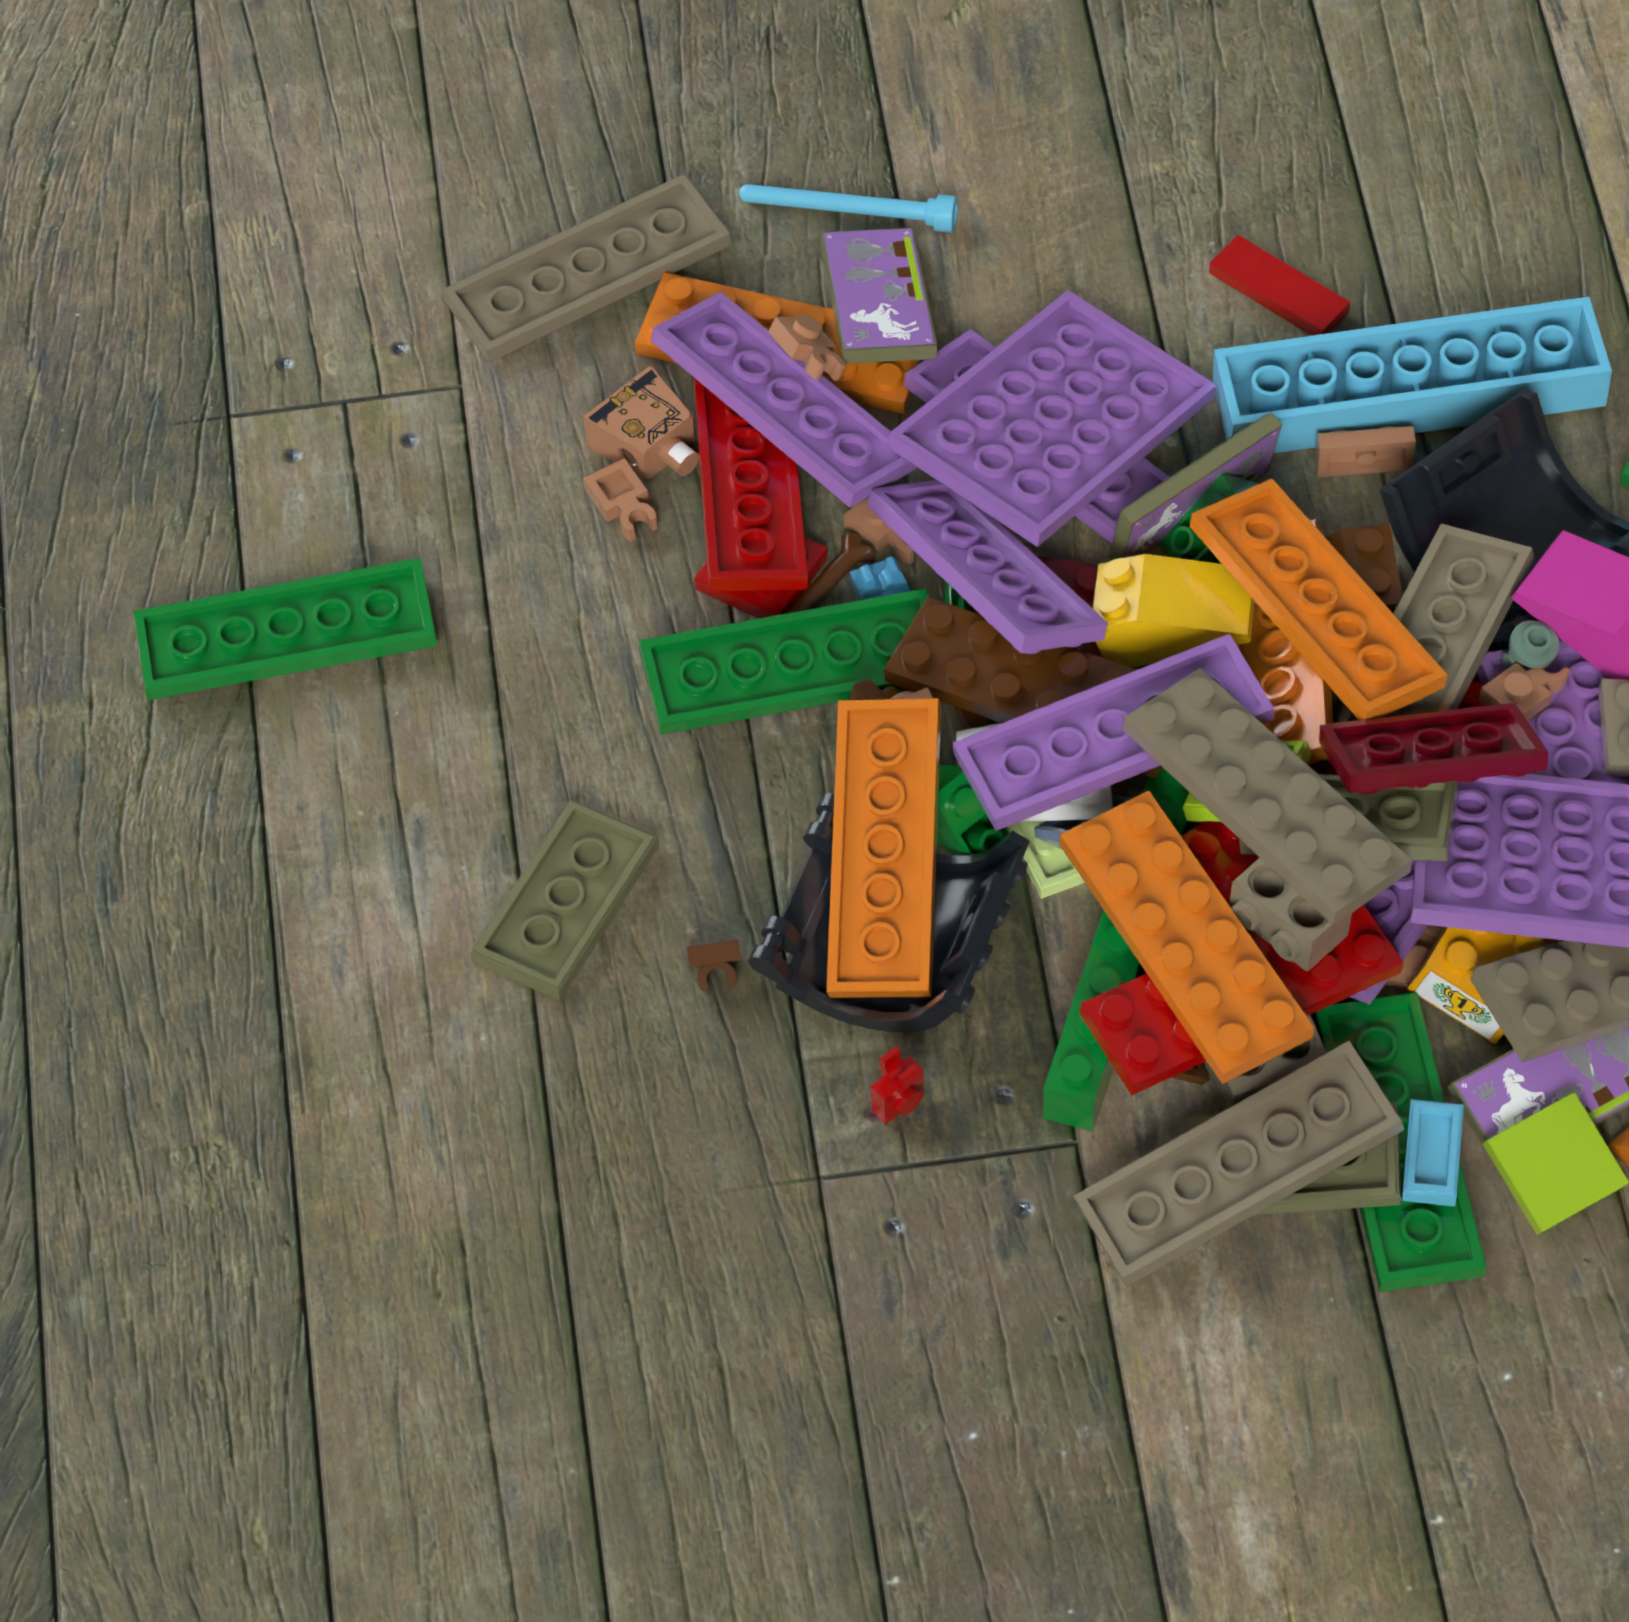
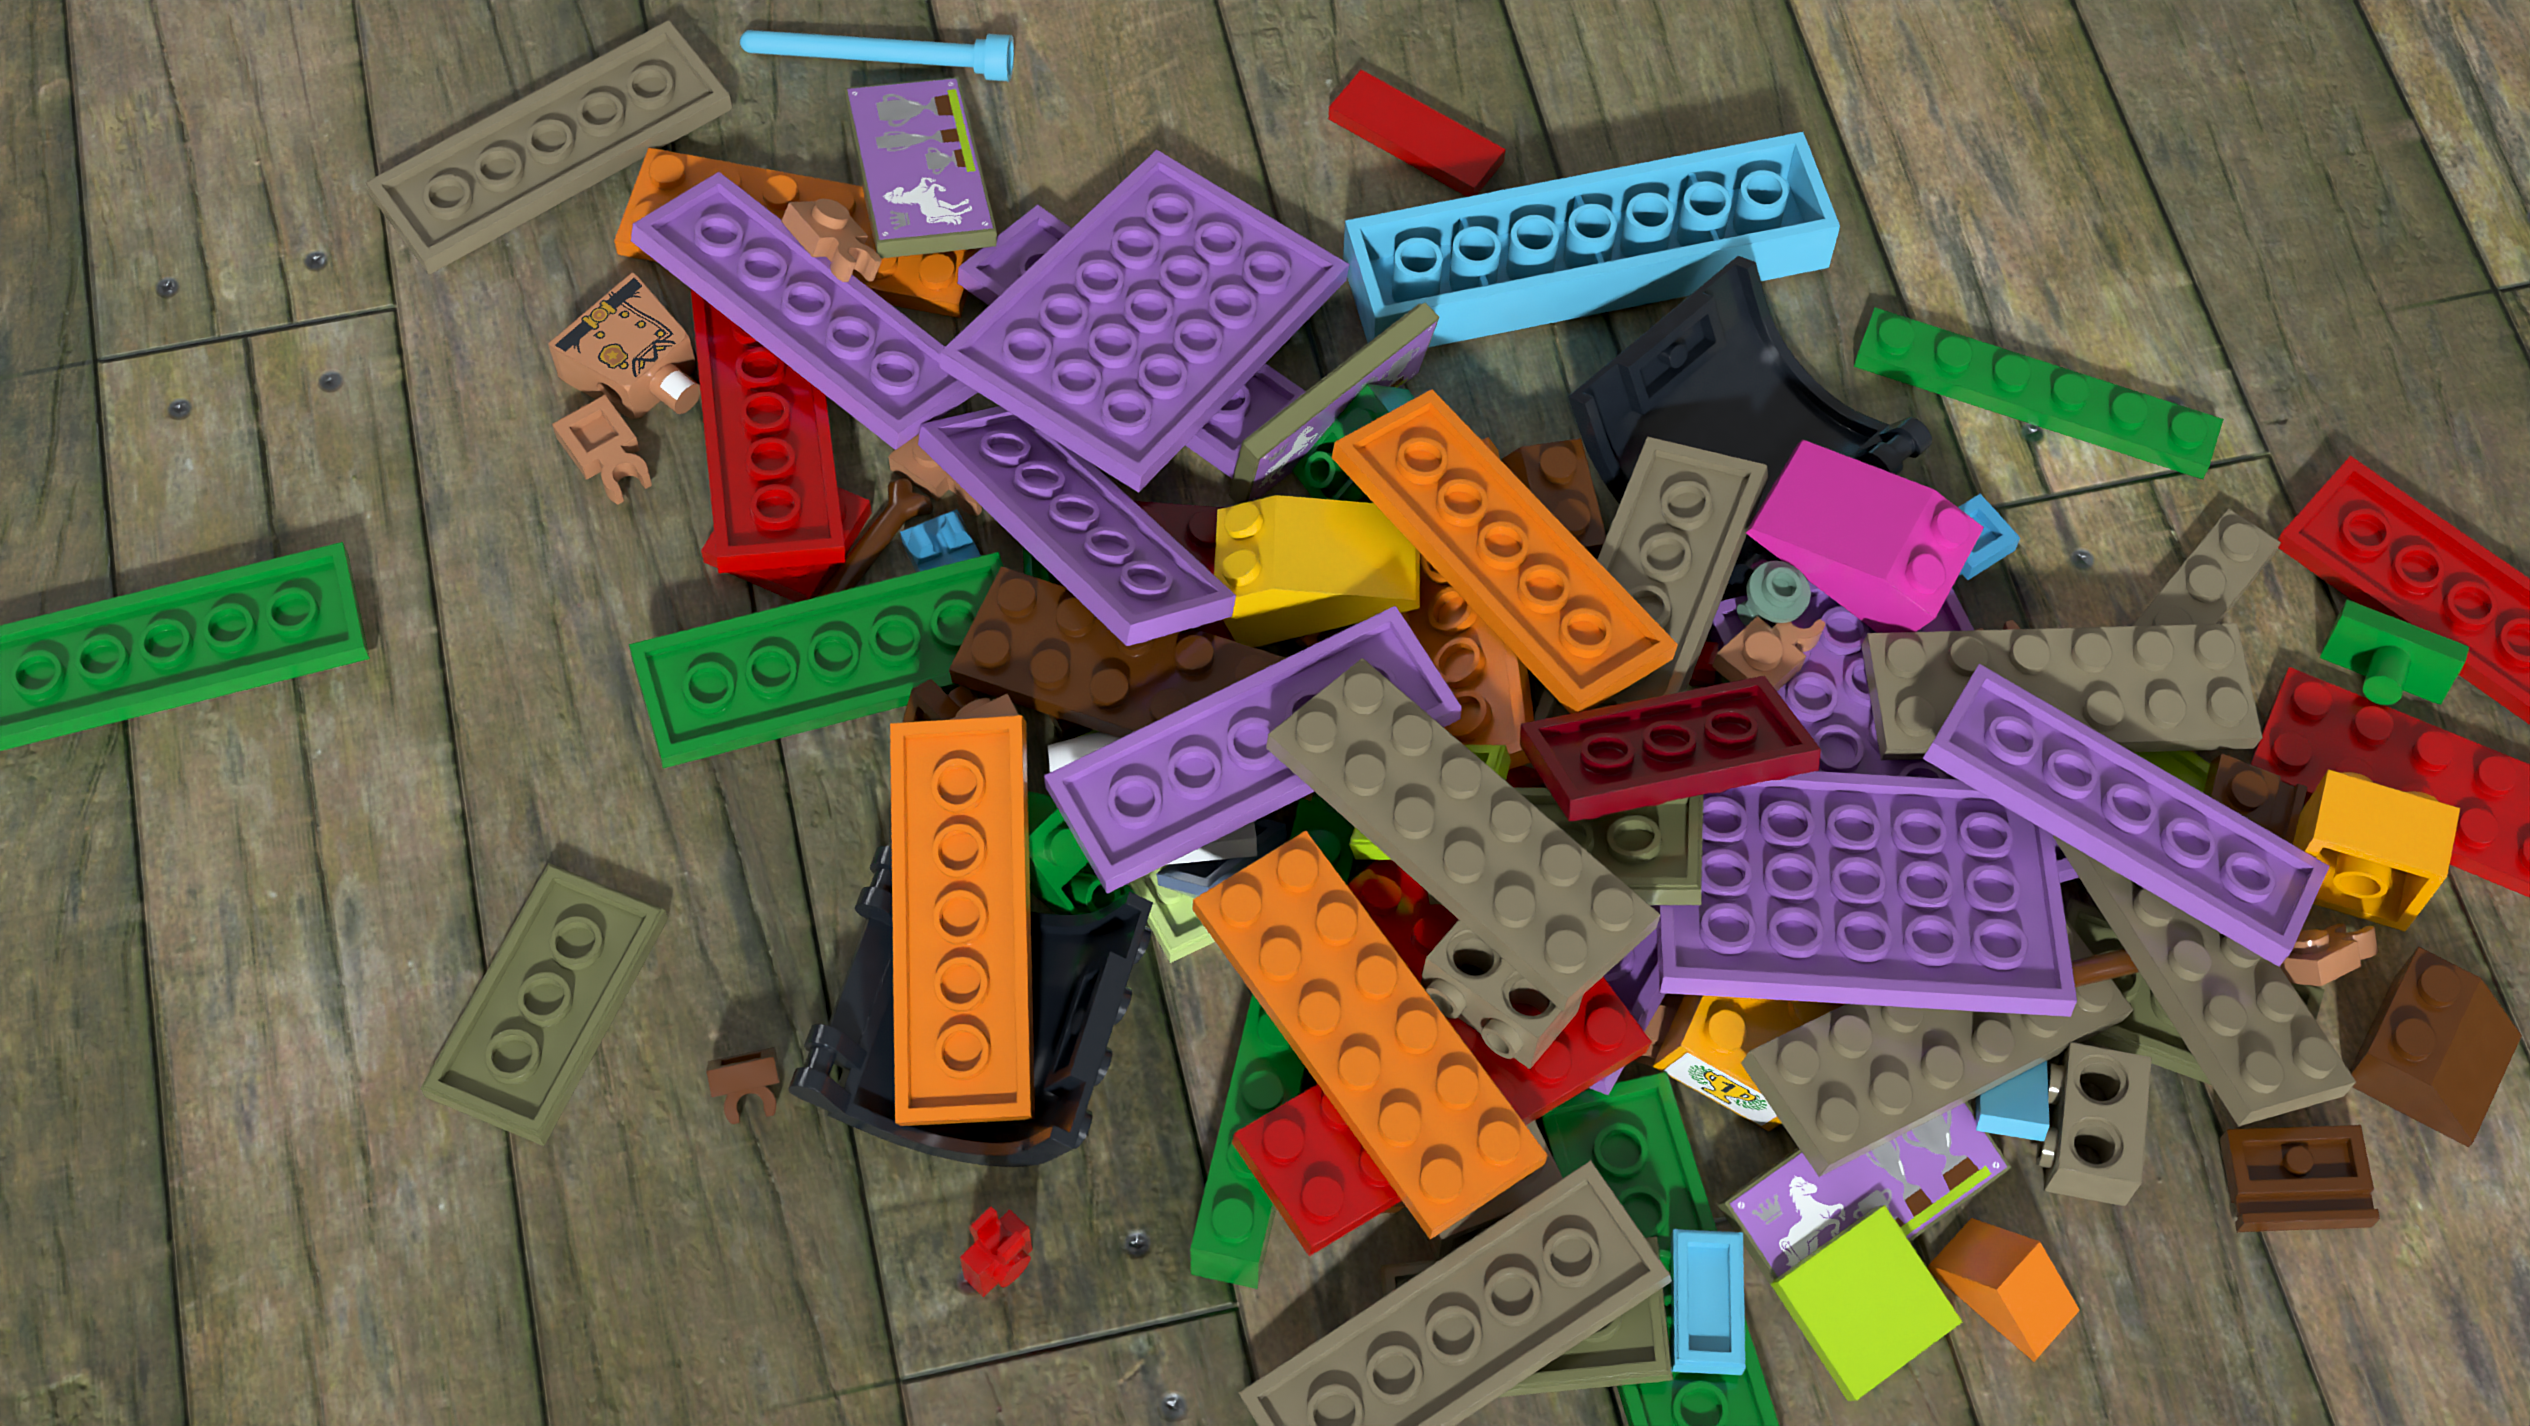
camera: 10 degrees left, 5 degrees up
(1365, 451) = (1539, 340): nougat plate -> none

